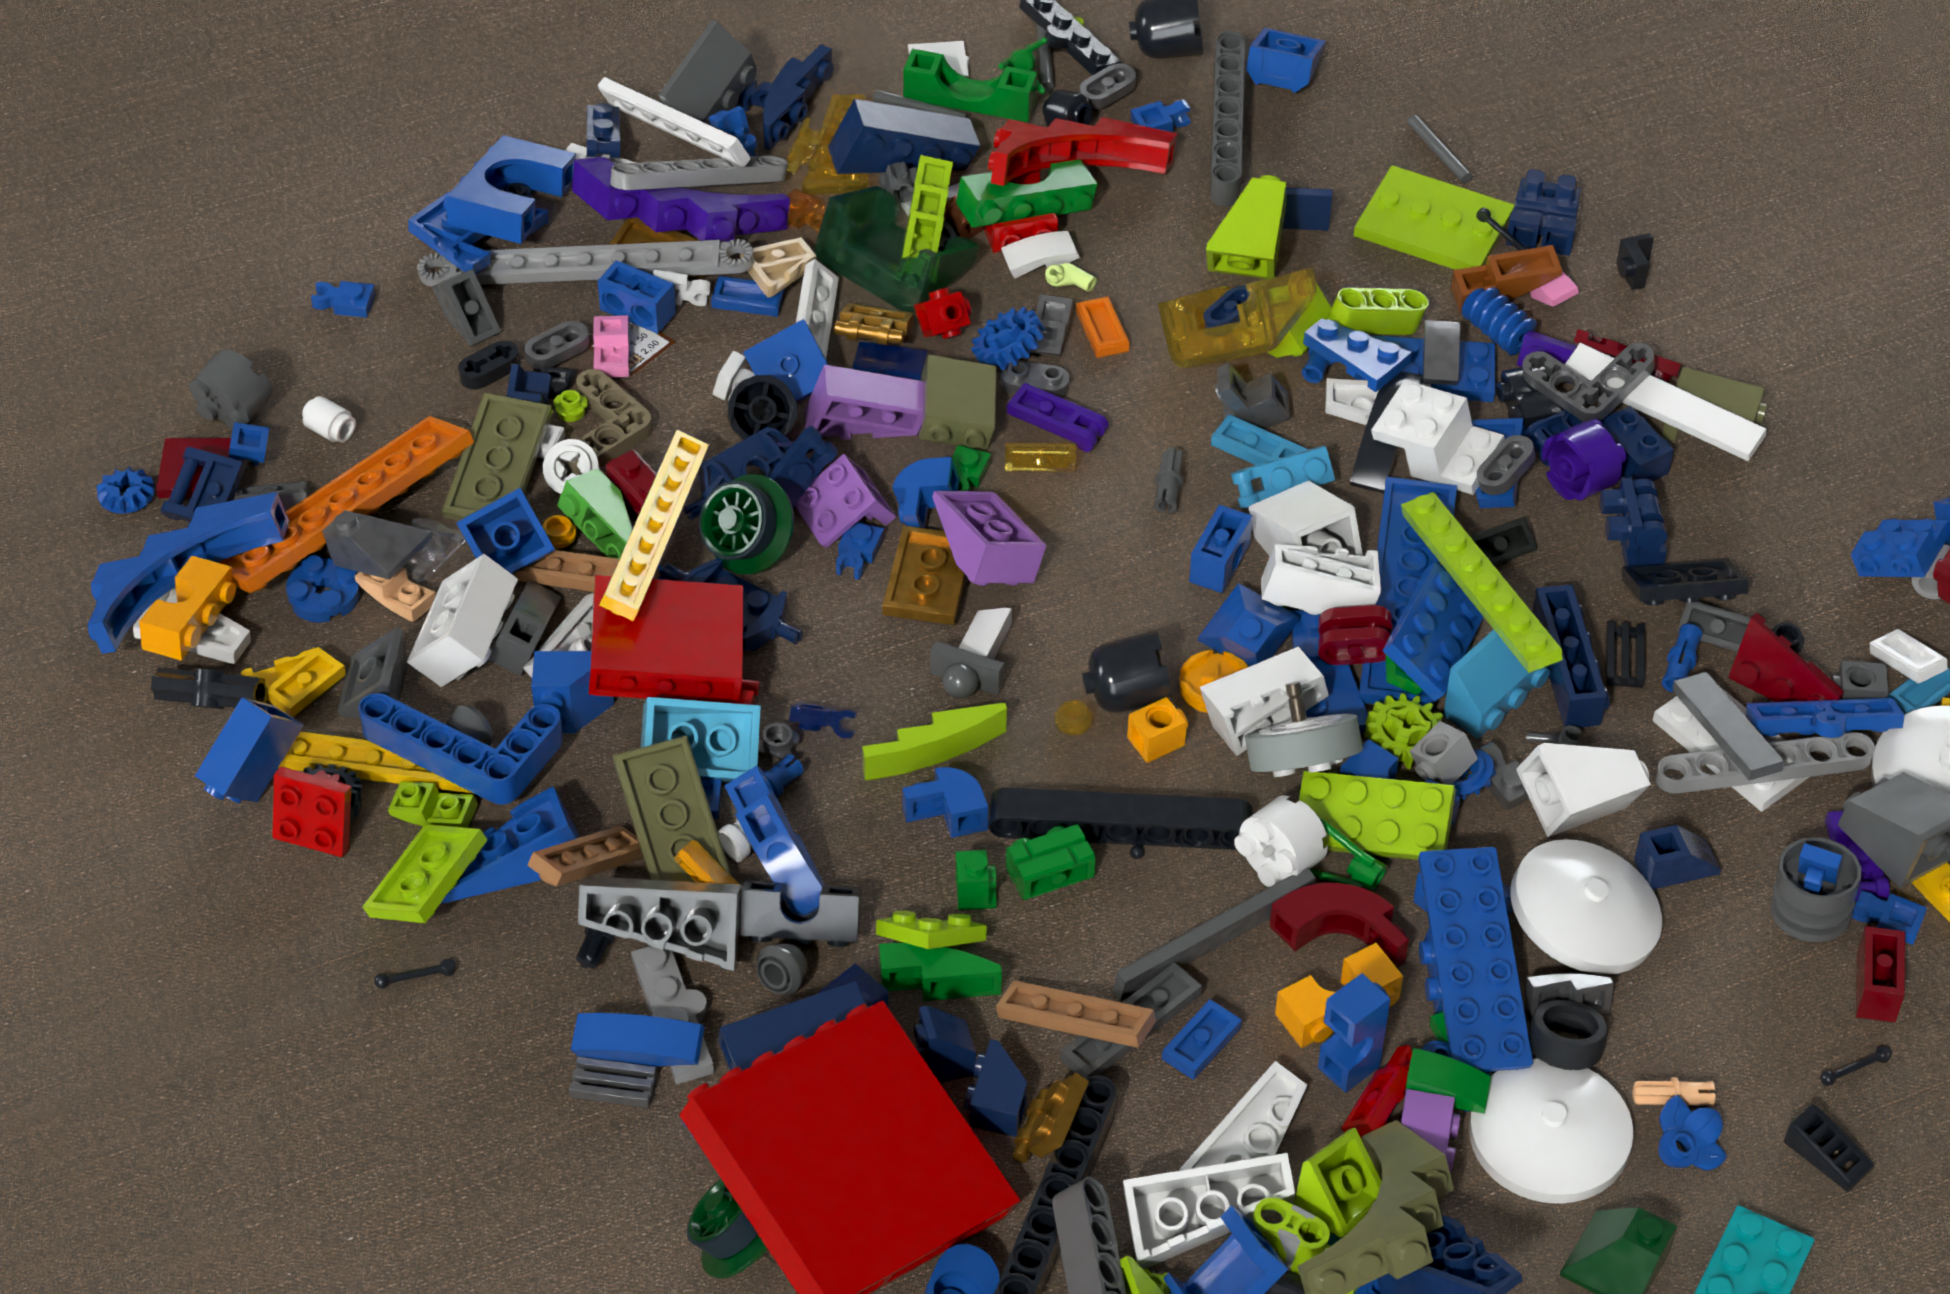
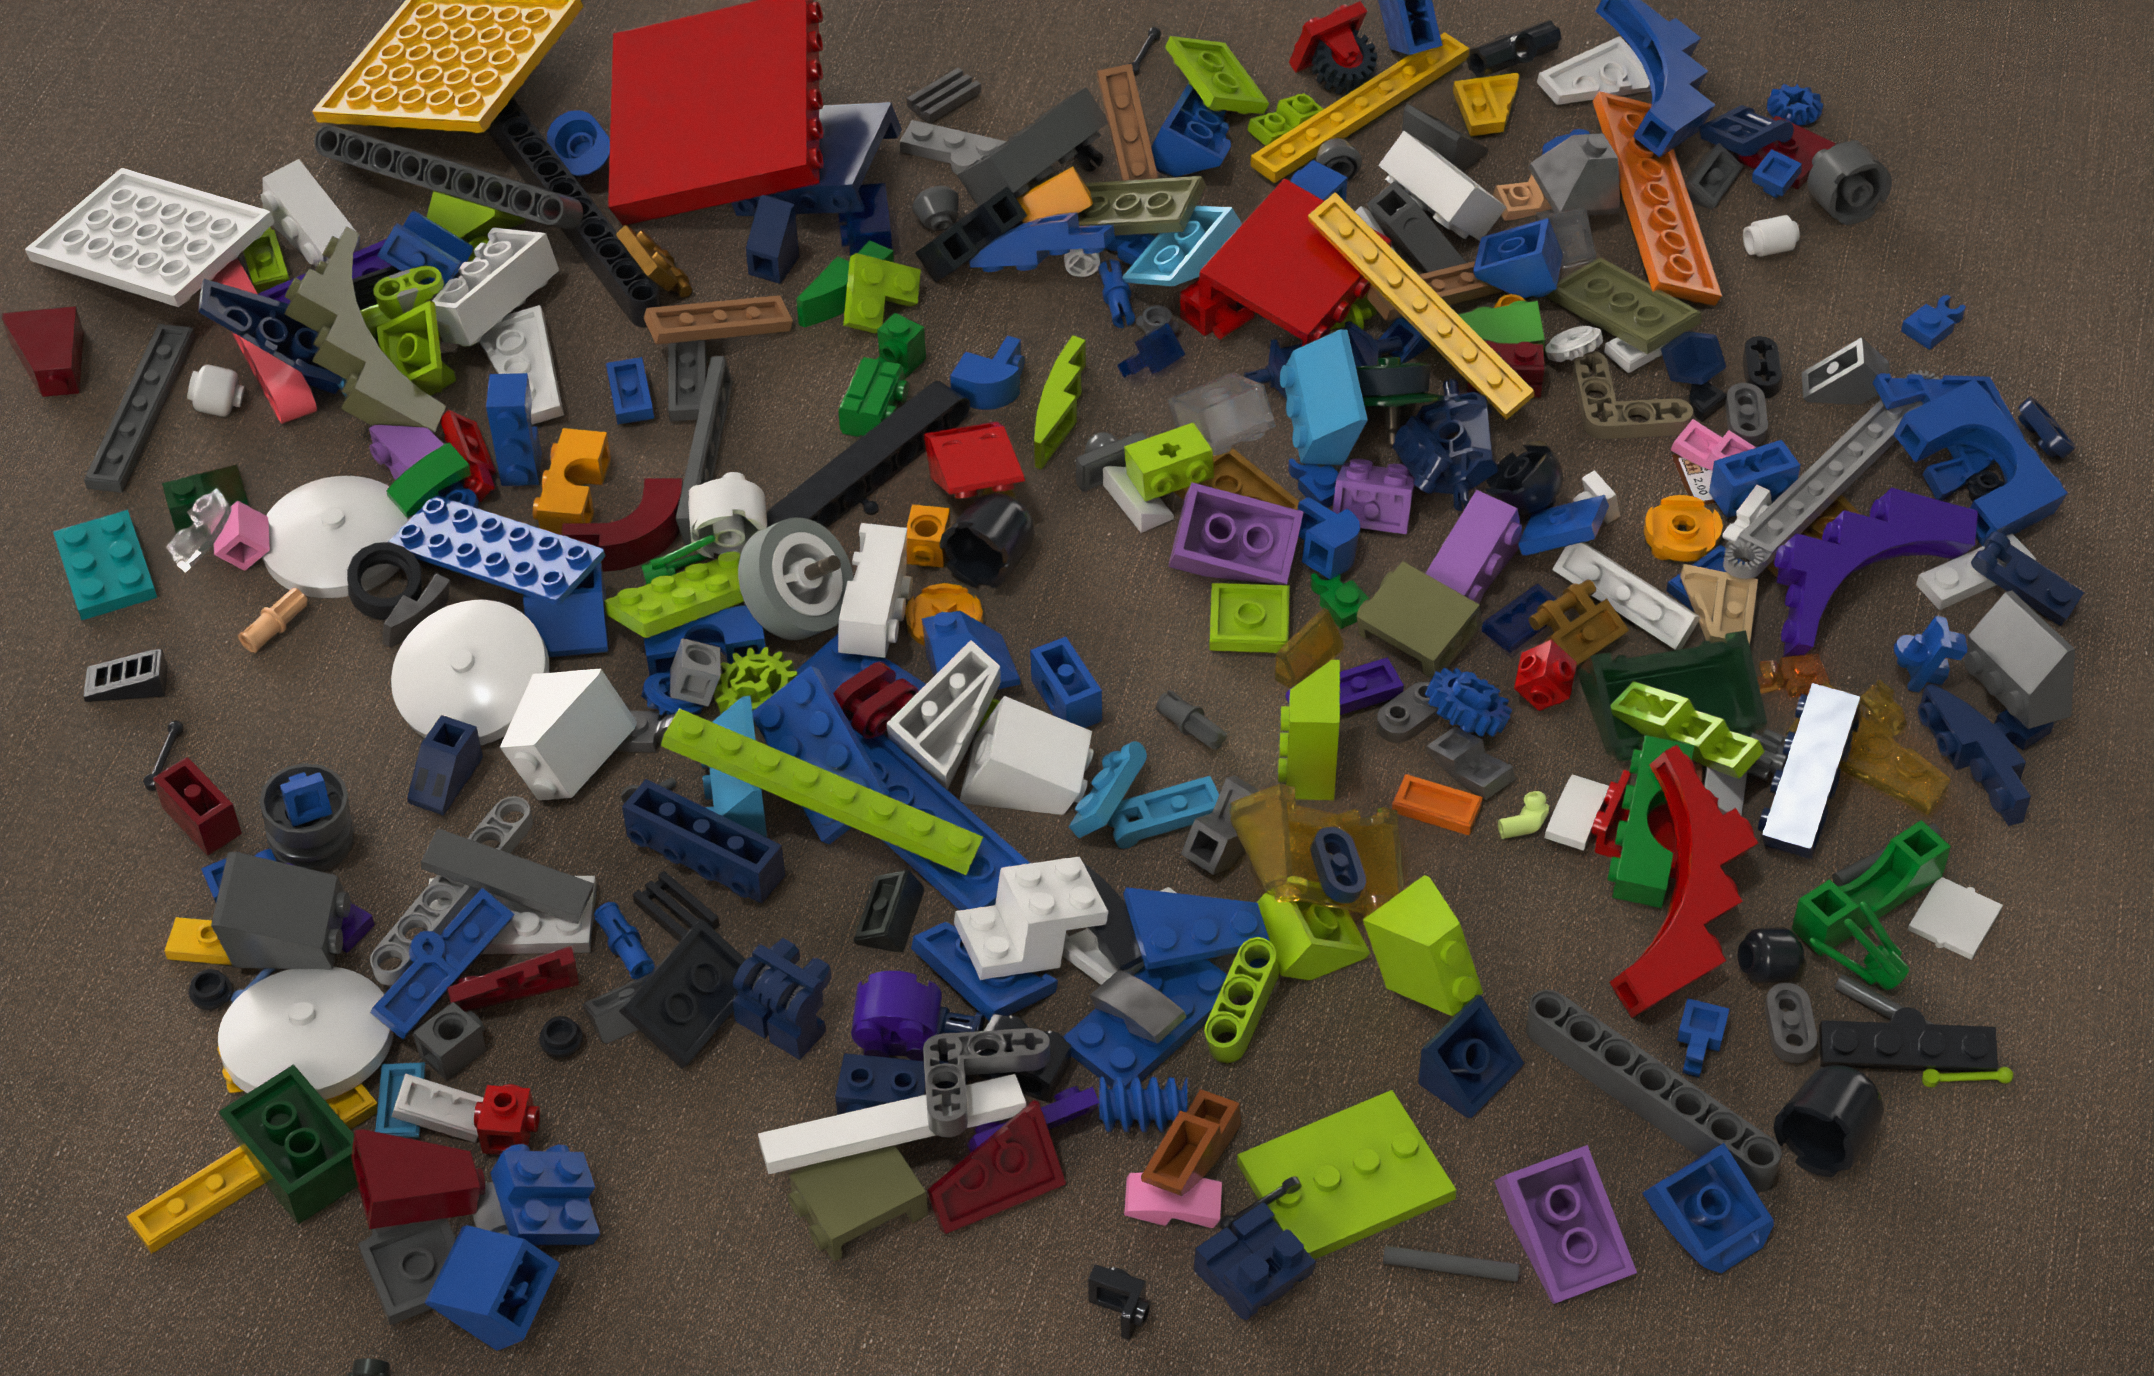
camera: 130 degrees right, 0 degrees up
(201, 595) = (1585, 38): light orange arch -> none
(432, 180) = (2053, 438): none -> dark blue plate
(485, 771) = (1274, 132): blue beam -> none
(570, 406) = (1662, 388): lime plate -> none
(637, 1039) = (955, 103): blue slope -> none
(674, 122) = (1914, 612): white tile -> none
(697, 173) = (1879, 588): light grey beam -> none
(715, 339) = (1684, 546): none -> light orange plate
(800, 543) = (1324, 399): none -> dark azure slope
(865, 610) = (1225, 411): none -> clear brick
(949, 610) = (1169, 461): none -> lime brick
(999, 1094) = (711, 259): dark blue slope -> none
(1044, 501) = (1249, 617): none -> lime plate
(1073, 719) = (972, 459): none -> red slope
(1138, 370) = (1312, 735): none -> lime slope
(1359, 111) = (1566, 1224): none -> medium lavender slope
(1501, 468) = (945, 942): flat silver plate -> none
(1633, 1173) = (243, 537): none -> bright pink brick
(1660, 1196) = (209, 518): none -> clear slope
(1694, 1132) = (230, 595): blue plate -> none
(1878, 608) = (505, 1118): none -> red brick

